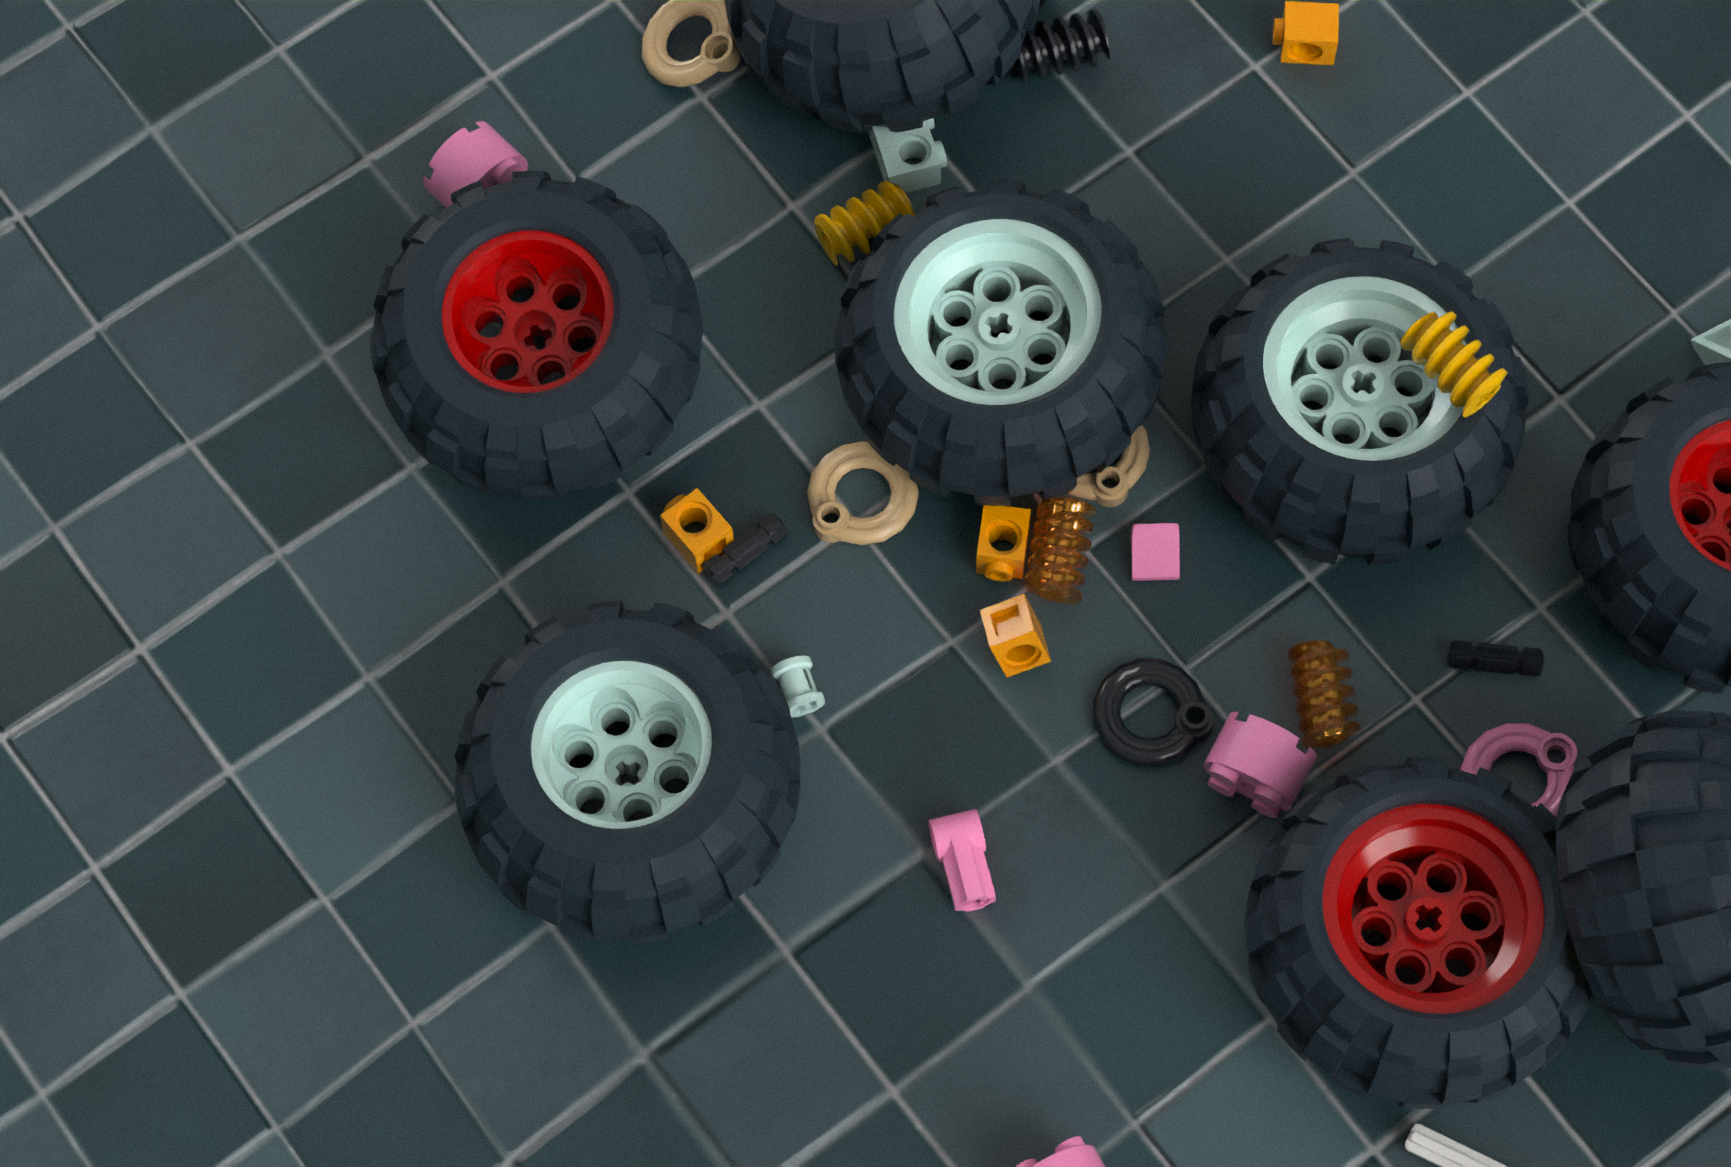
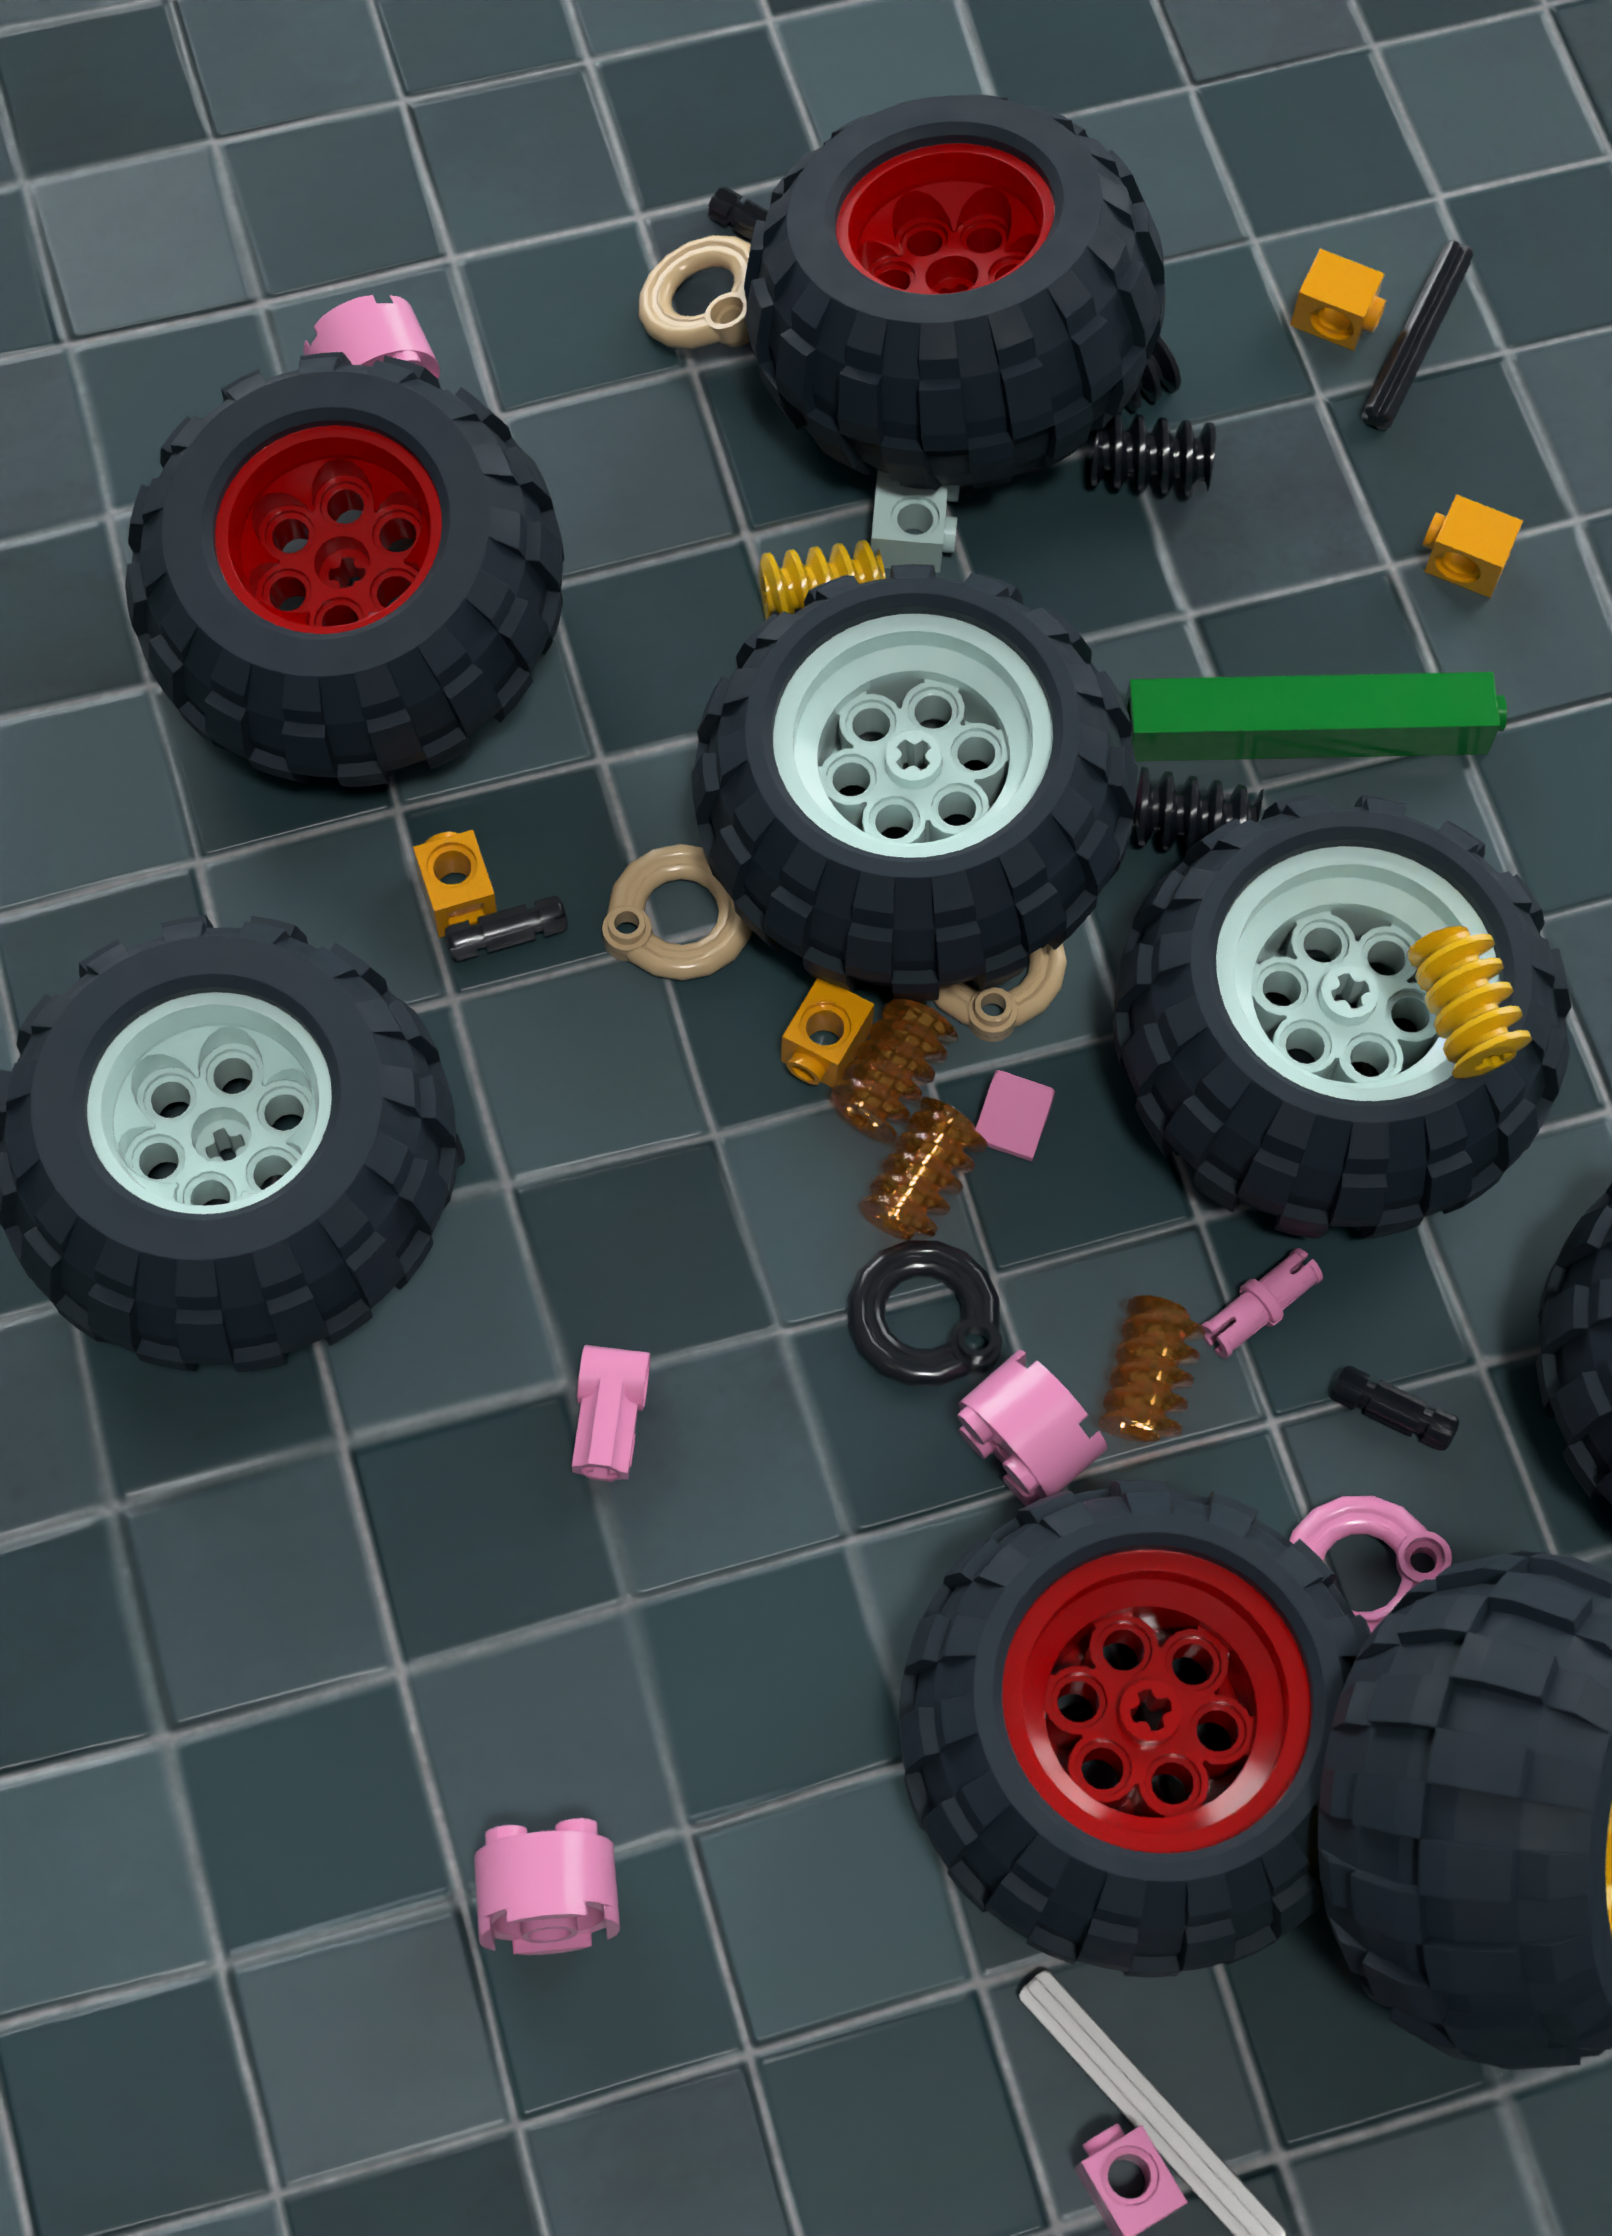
camera: 15 degrees right, 0 degrees up
(798, 685) = (496, 1118): light aqua bush -> none
(1015, 635) = (789, 1154): light orange brick -> none
(1109, 613) = (921, 1170): none -> clear orange piece
(1198, 294) = (1186, 810): none -> black piece
(1251, 193) = (1314, 716): none -> green brick
(1377, 619) = (1261, 1302): none -> bright pink pin

